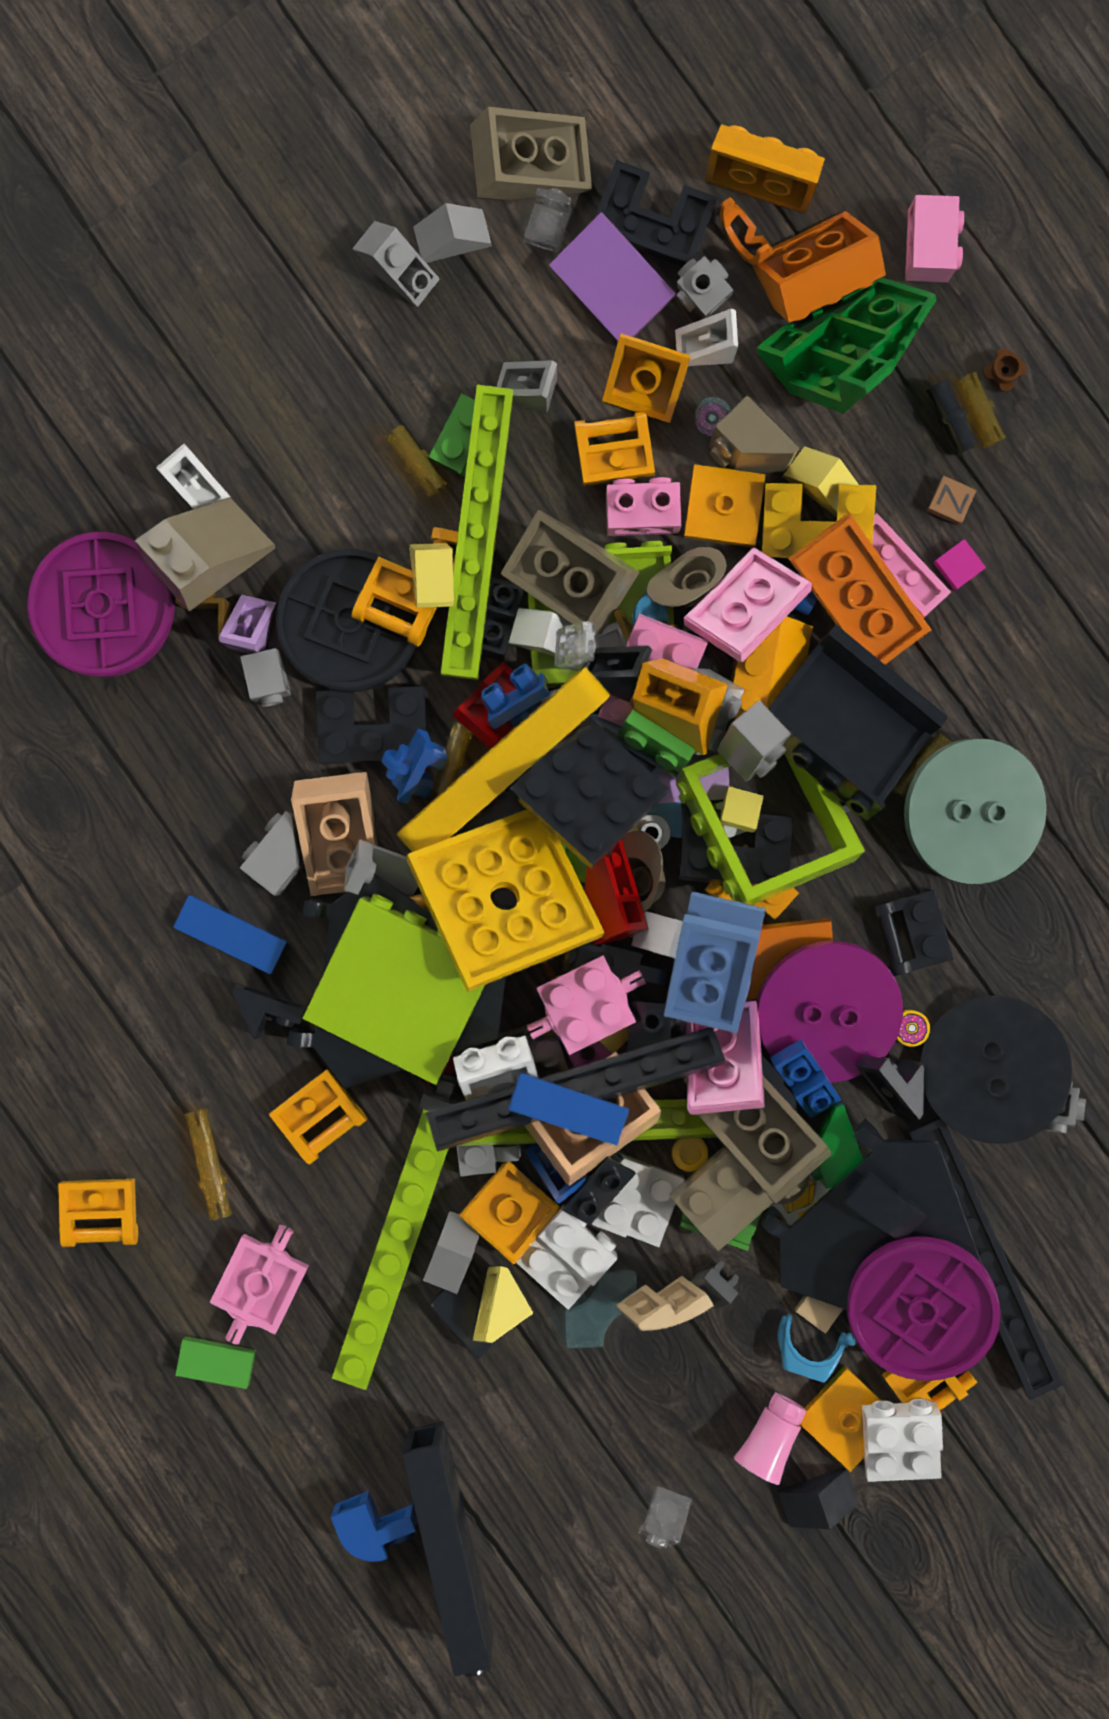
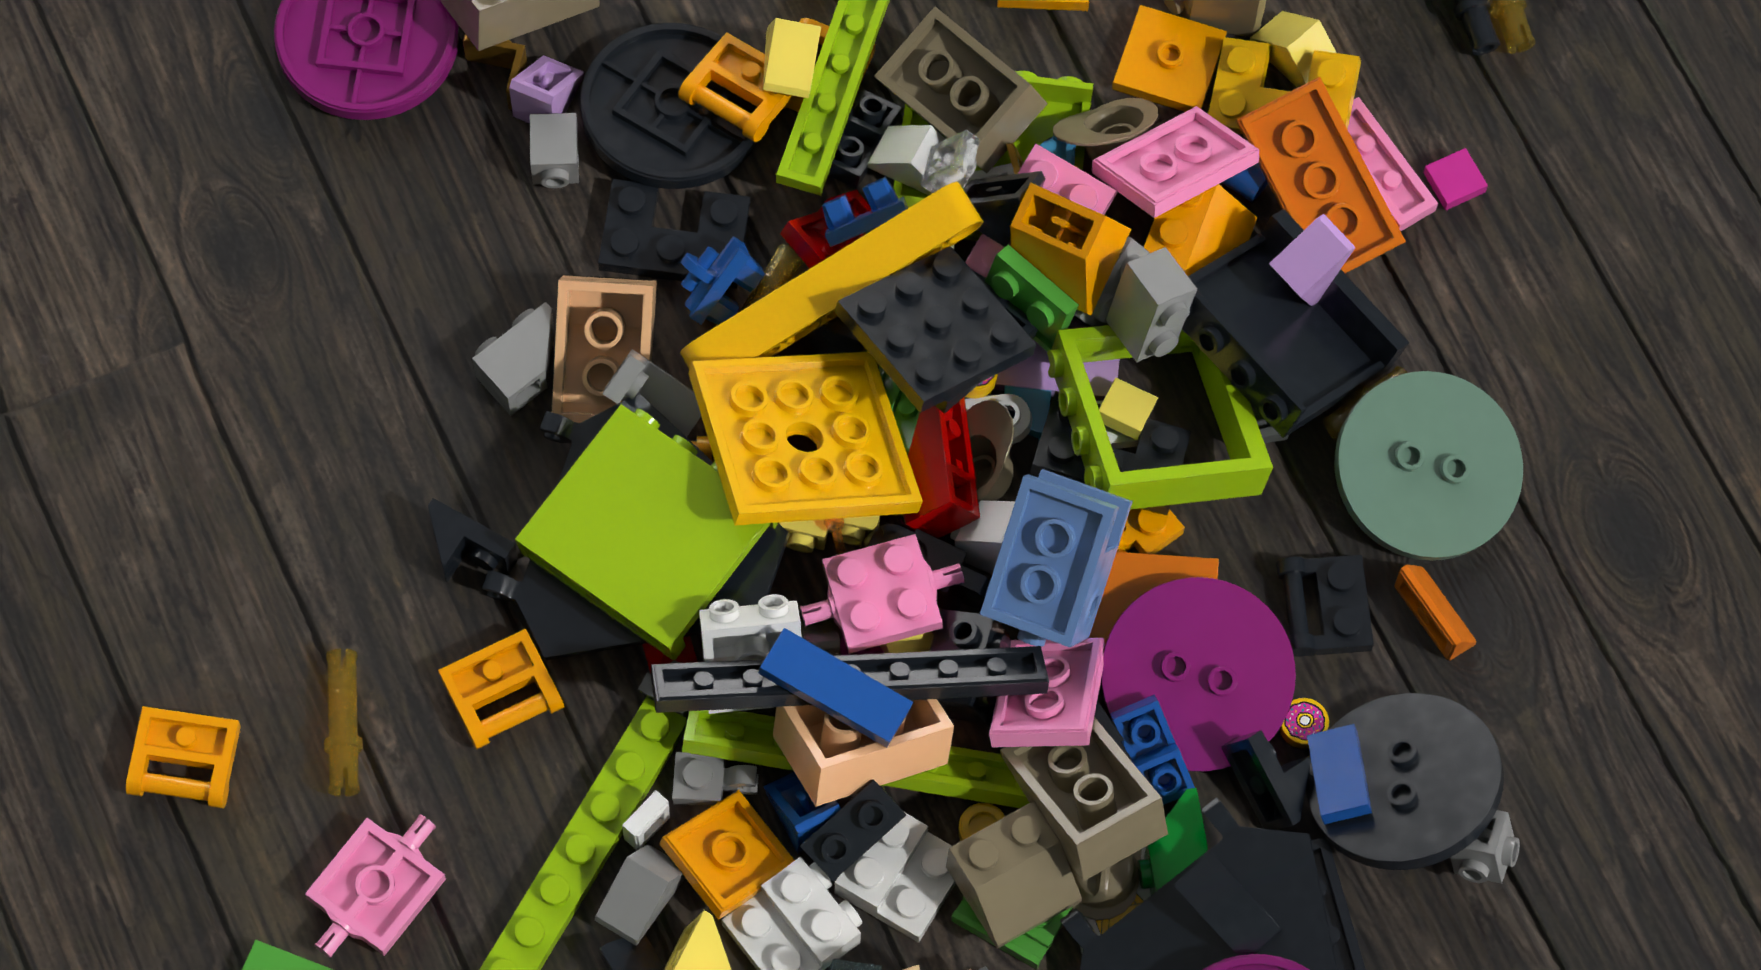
camera: 10 degrees right, 20 degrees down
(230, 934) = (438, 448): blue tile -> none
(445, 1199) = (646, 820): none -> white tile
(643, 507) = (1066, 41): bright pink brick -> none
(868, 670) = (1313, 259): none -> lavender slope
(947, 1074) = (1339, 774): none -> blue tile
(951, 500) = (1456, 103): medium nougat tile -> none
(995, 922) = (1433, 611): none -> orange slope

